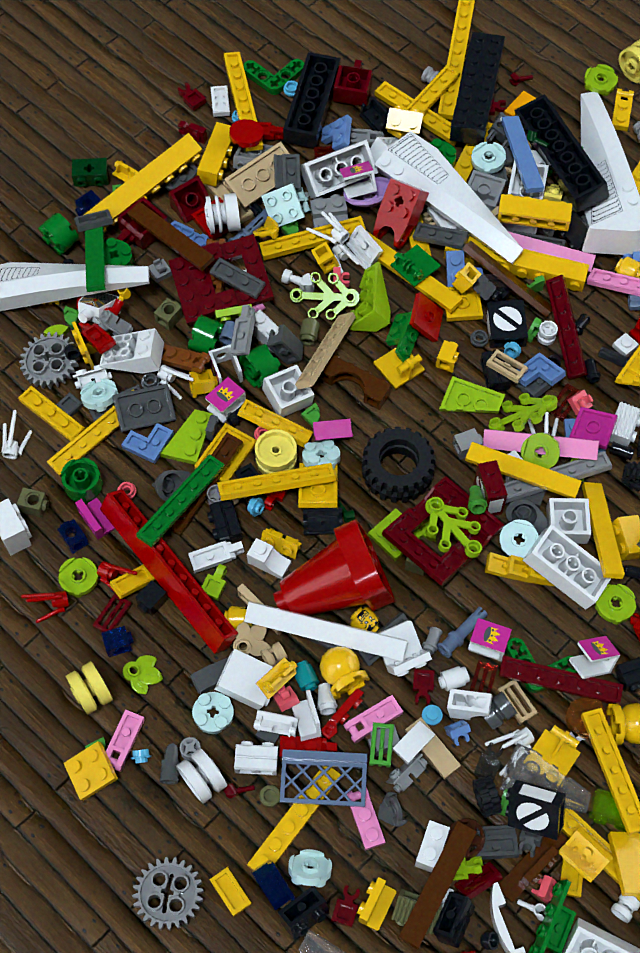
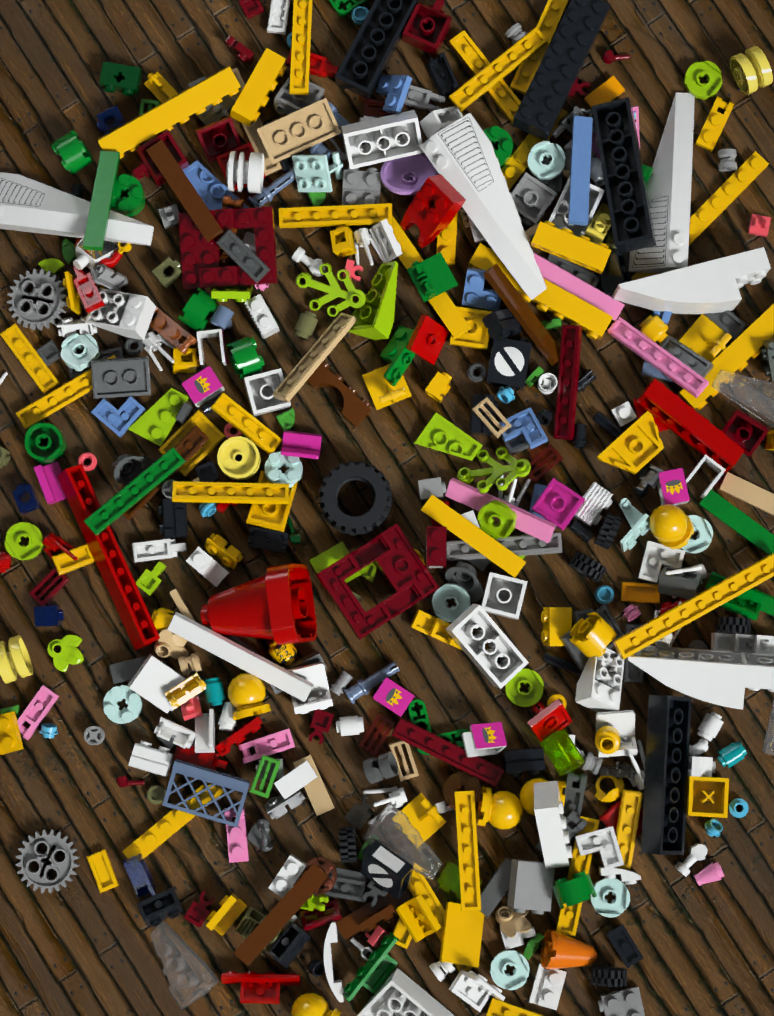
camera: 15 degrees right, 20 degrees up
(71, 351) = (59, 300): black hinge -> none
(93, 220) = (109, 153): dark grey tile -> none
(151, 598) = (88, 581): black brick -> none
(169, 772) = (72, 746): dark grey hinge -> none
(204, 773) = (97, 766): white wheel -> none
(243, 332) = (234, 322): light grey hinge -> none
(246, 133) = (293, 75): red tile -> none
(270, 228) = (293, 192): yellow piece -> none
(285, 345) = (277, 340): dark grey hinge -> none
(287, 170) = (324, 136): dark grey plate -> none
(303, 875) = (175, 879): light aqua plate -> none
(338, 233) = (361, 223): white plant -> none
(360, 188) = (398, 161): white piece -> none
(404, 120) = (468, 94): bracket -> none
(432, 715) = (321, 754): medium azure plate -> none
(440, 235) = (468, 247): dark grey tile -> none
(452, 525) = (384, 581): lime plant -> none
(458, 729) = (340, 774): medium blue tile -> none
(466, 277) = (478, 307): yellow brick -> none
(468, 704) = (355, 757): white arch -> none
(477, 502) = (417, 561): bright green cone -> none
(532, 138) = (596, 152): dark green hand -> none
(579, 400) = (556, 469): coral tile -> none
(603, 531) = (532, 615): yellow tile -> none

